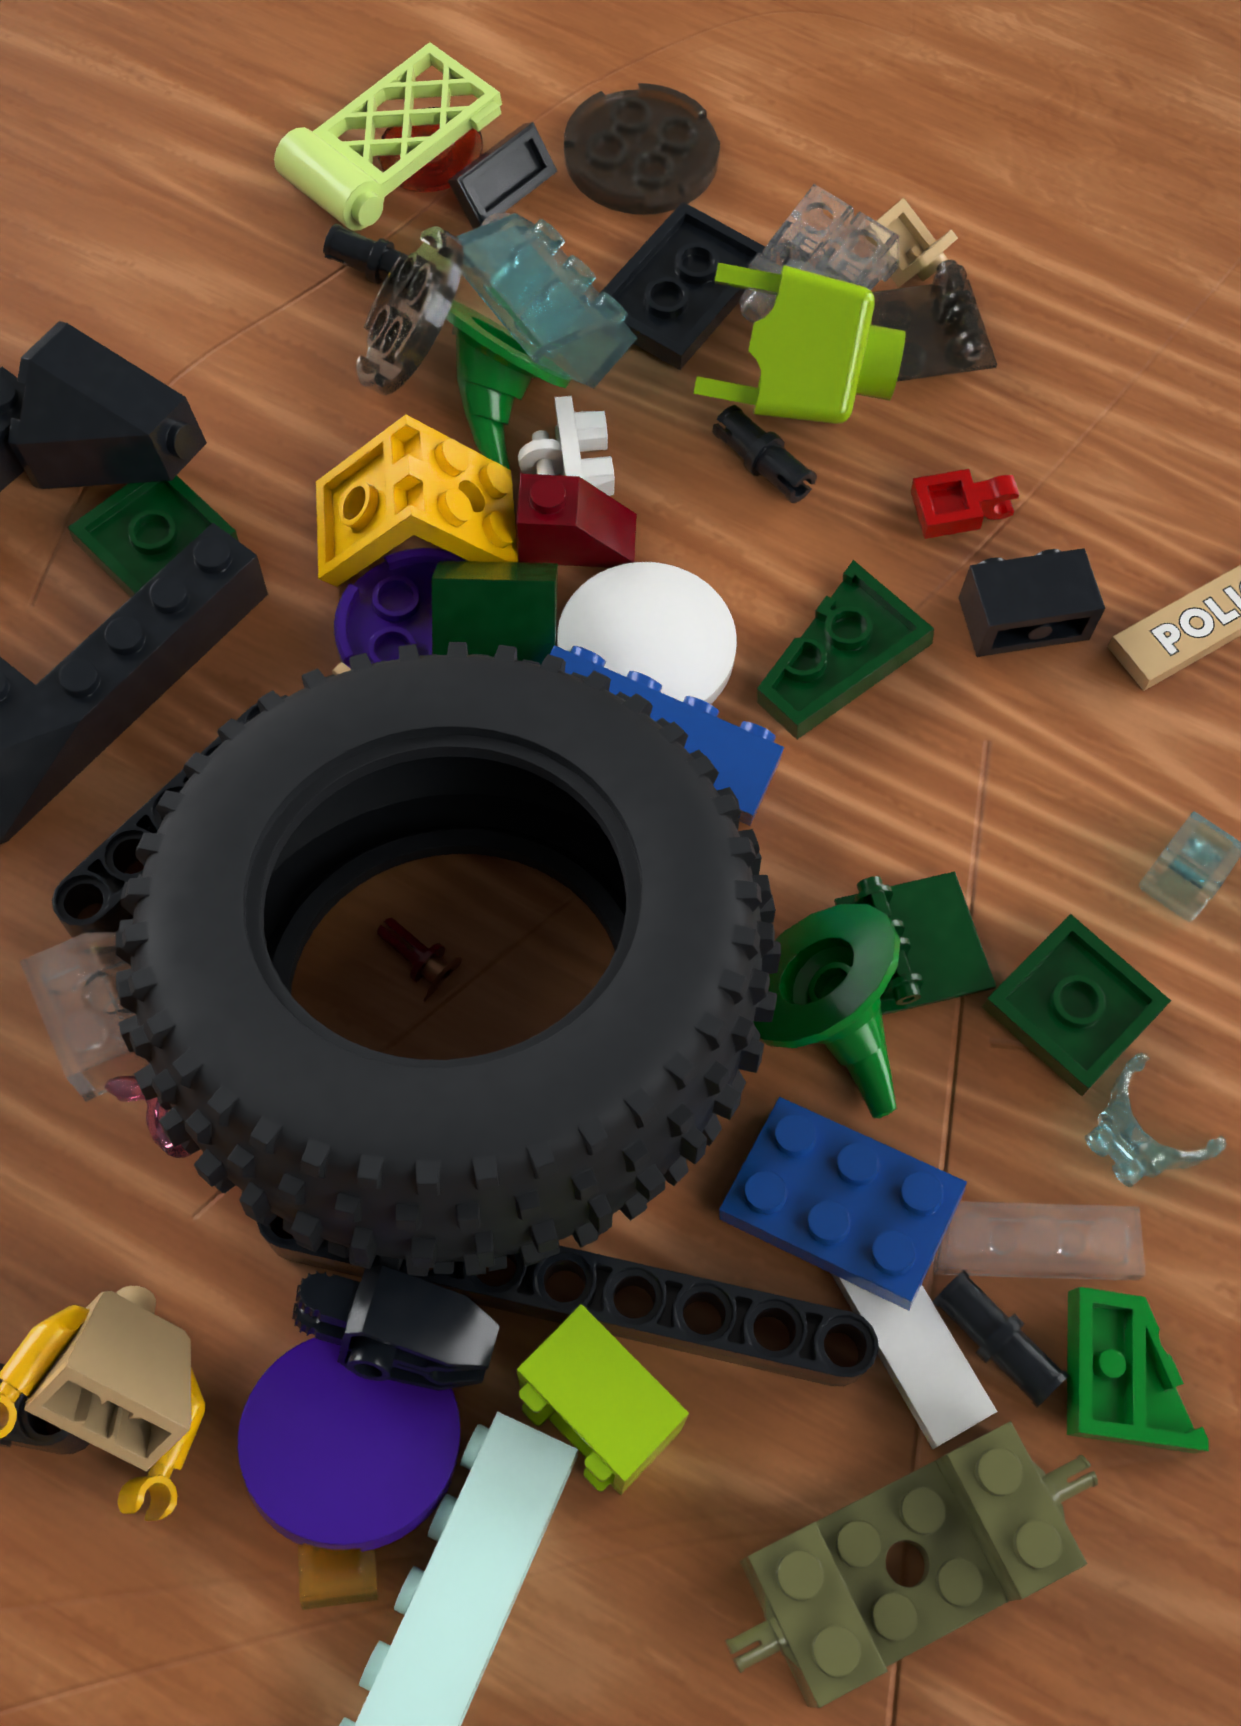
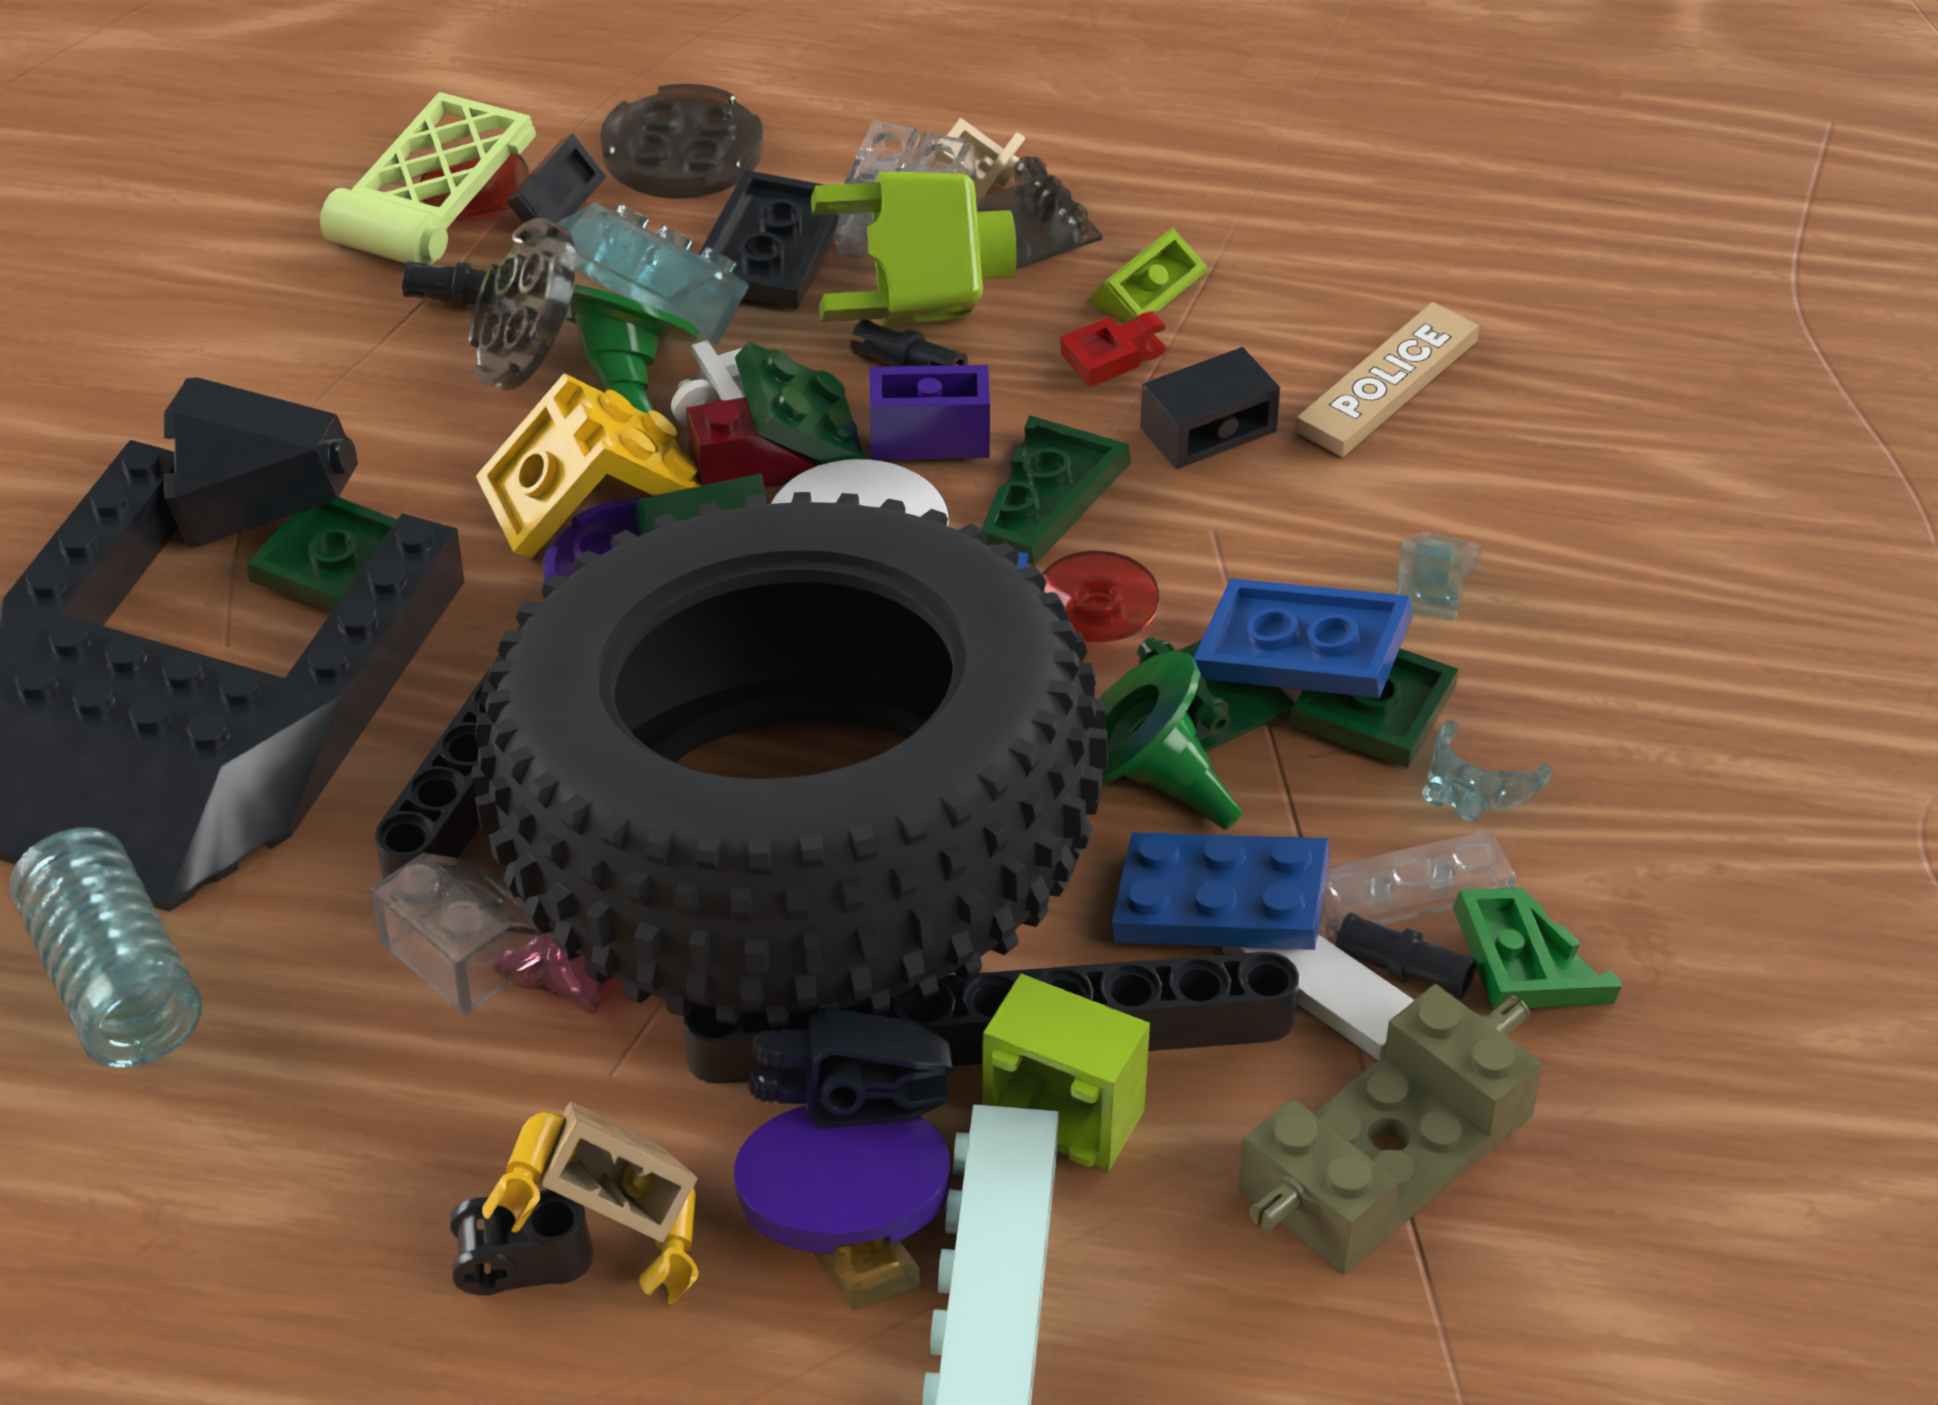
camera: 15 degrees left, 20 degrees down
(632, 495) = (798, 405): none -> dark green plate
(754, 536) = (930, 412): none -> dark purple brick
(848, 777) = (1104, 594): none -> clear red dish
(1026, 429) = (1150, 278): none -> lime slope
(1027, 925) = (1304, 637): none -> blue plate

